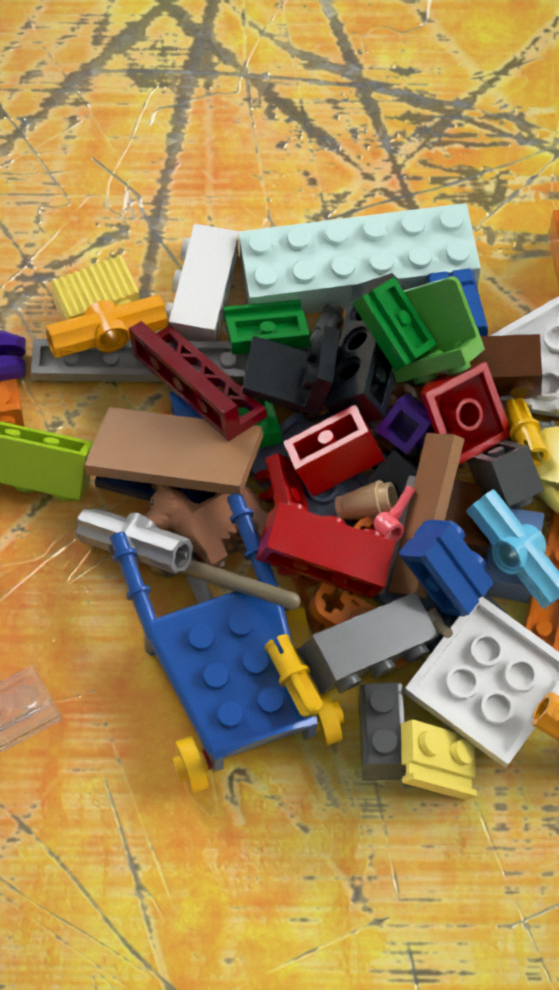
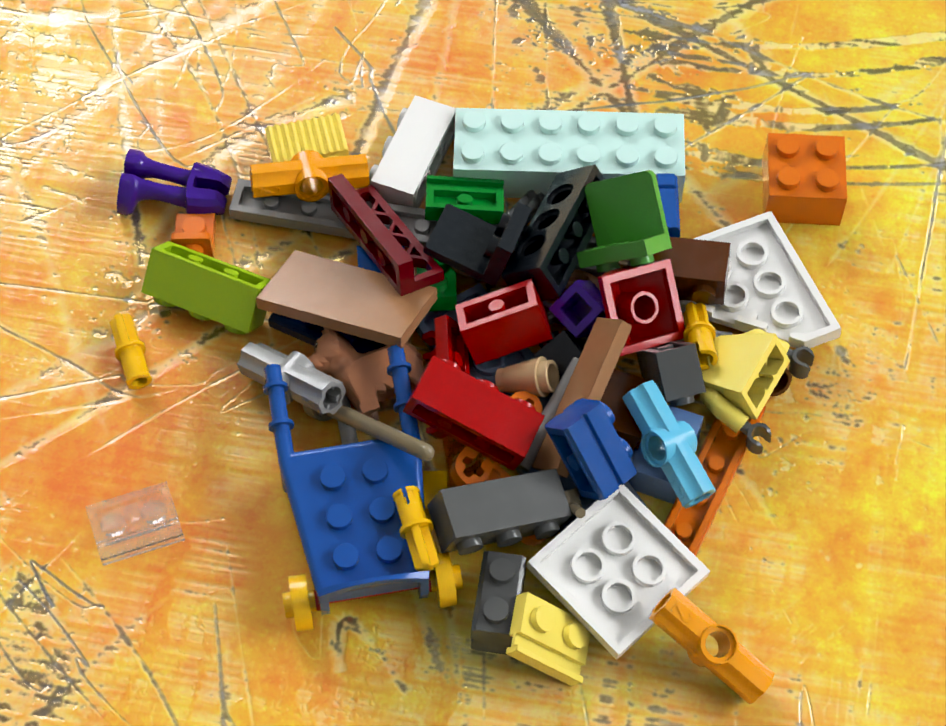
camera: 10 degrees right, 5 degrees down
(388, 522) = (543, 398): coral hand -> none
(394, 323) = (585, 208): green plate -> none

